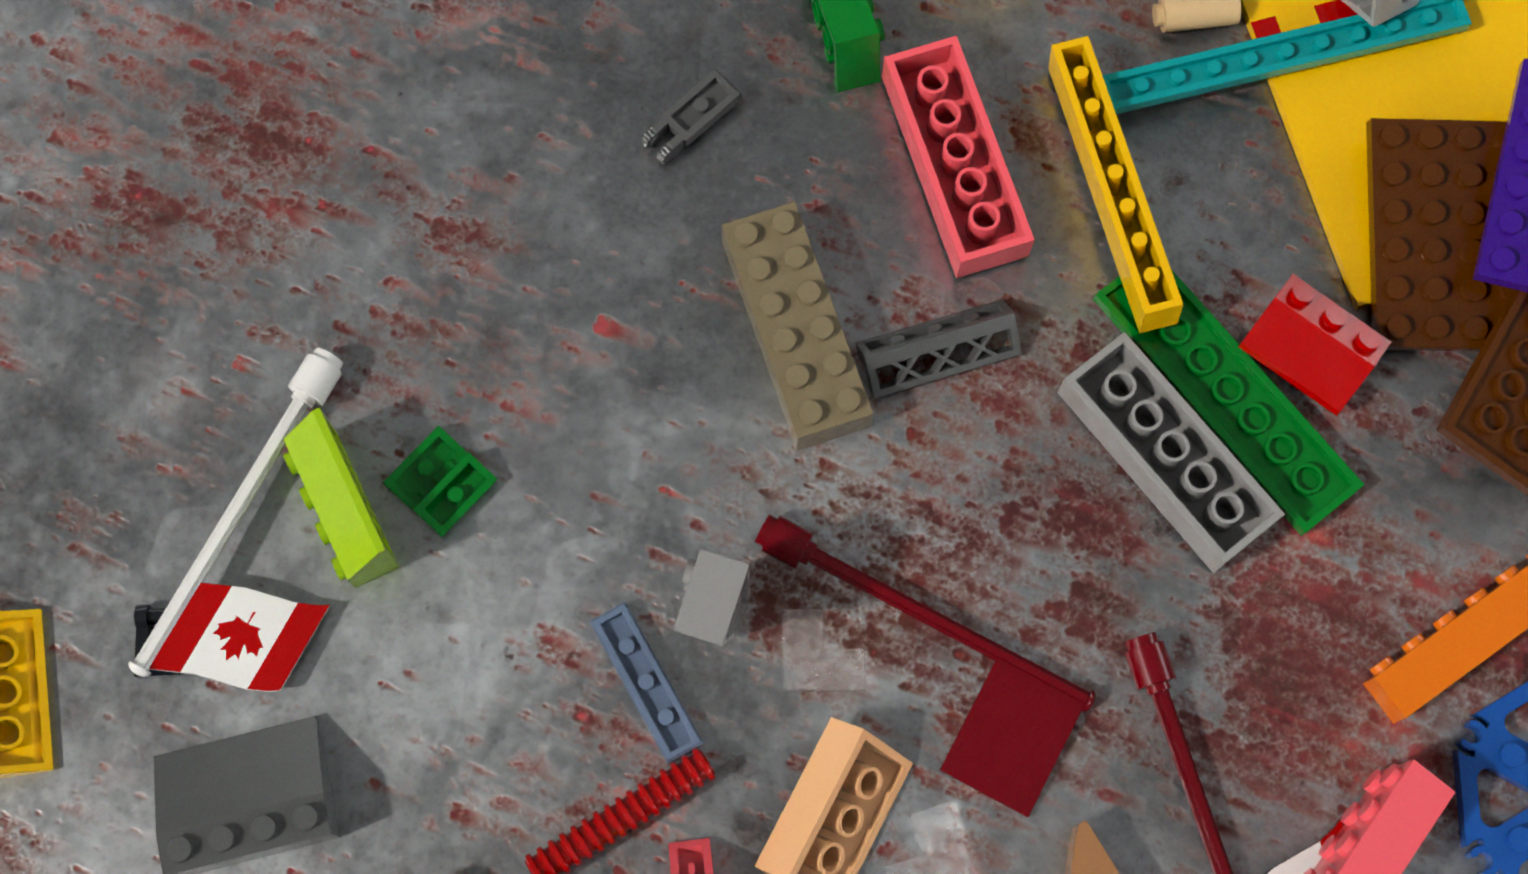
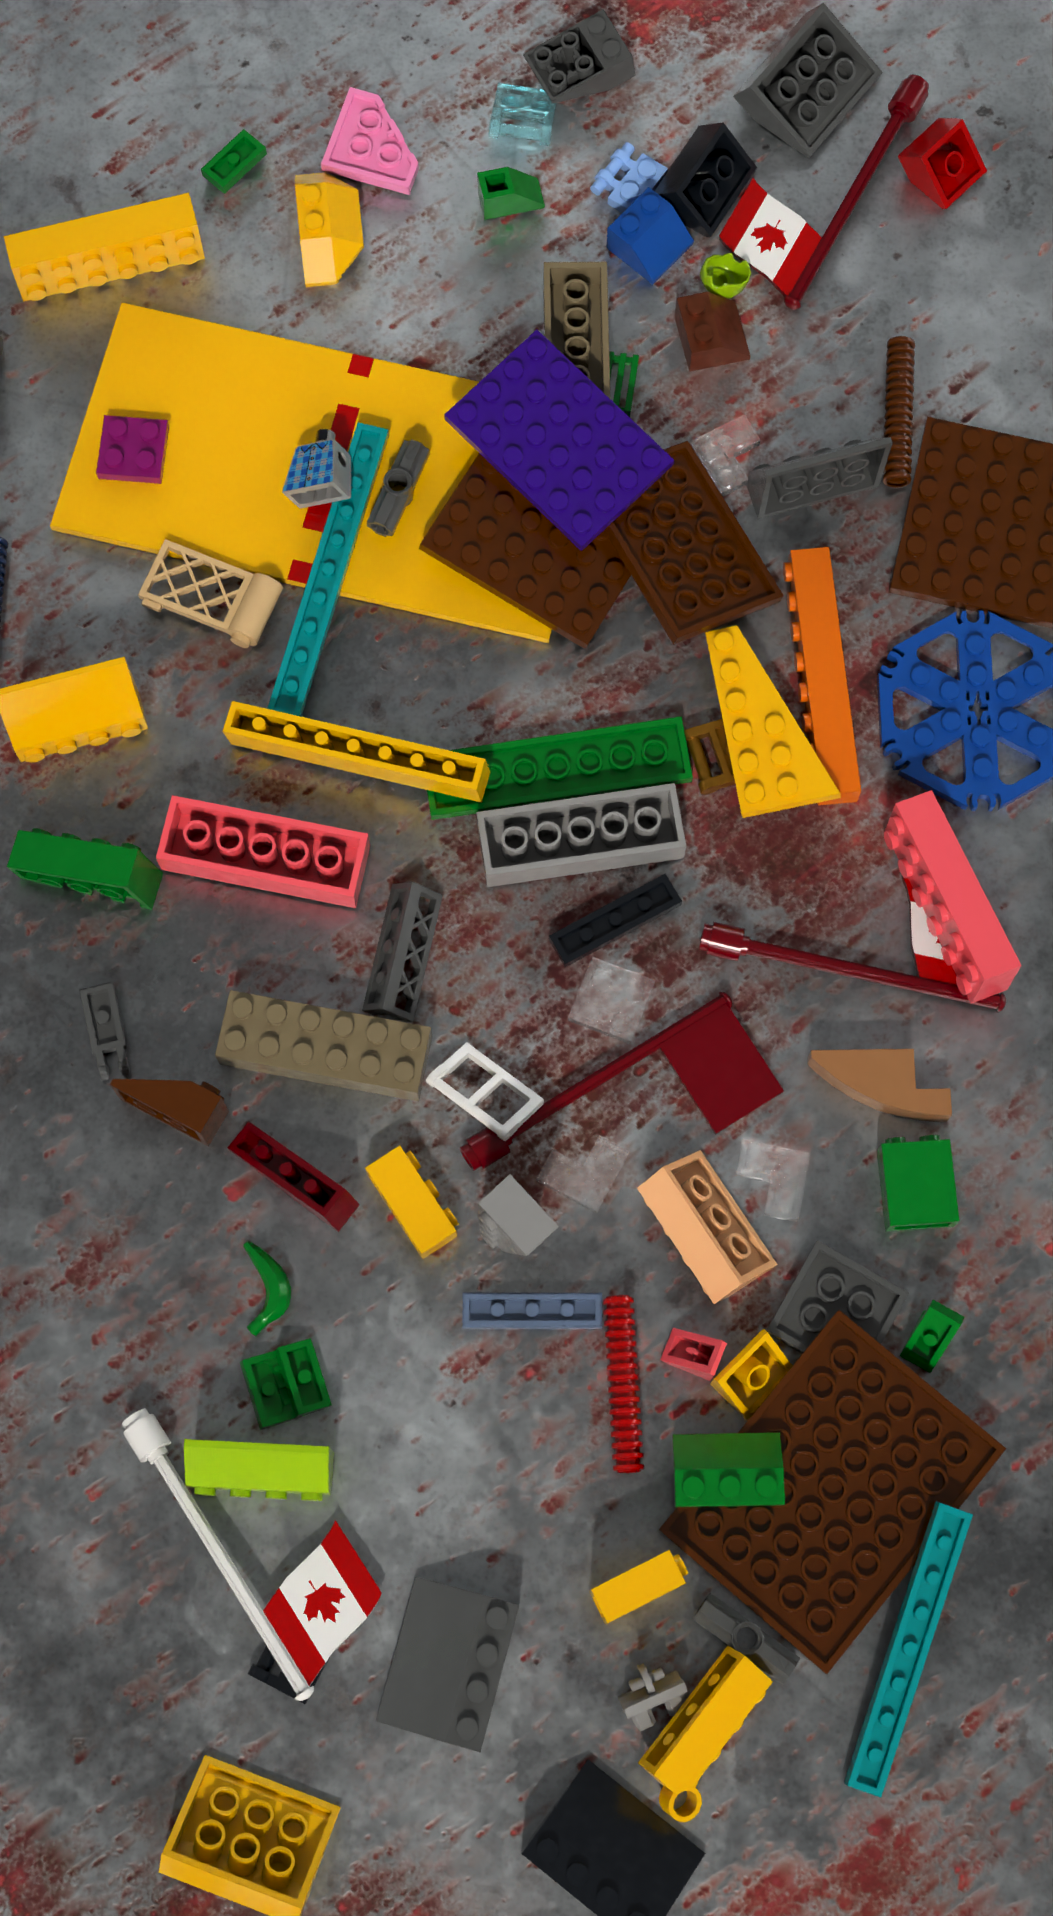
camera: 60 degrees left, 0 degrees up
(527, 419) = (276, 1286): none -> green piece
(647, 373) = (294, 1176): none -> dark red slope
(655, 235) = (178, 1103): none -> reddish brown slope
(688, 499) = (412, 1201): none -> yellow brick
(809, 548) = (500, 1076): none -> white window
(1015, 582) = (611, 1000): none -> clear plate
(1103, 539) = (615, 920): none -> black plate
(1315, 344) = (560, 687): red slope -> none
(1359, 558) = (717, 737): none -> pearl gold plate
(1390, 588) = (766, 746): none -> yellow wing
(1437, 66) = (392, 503): none -> dark grey piece

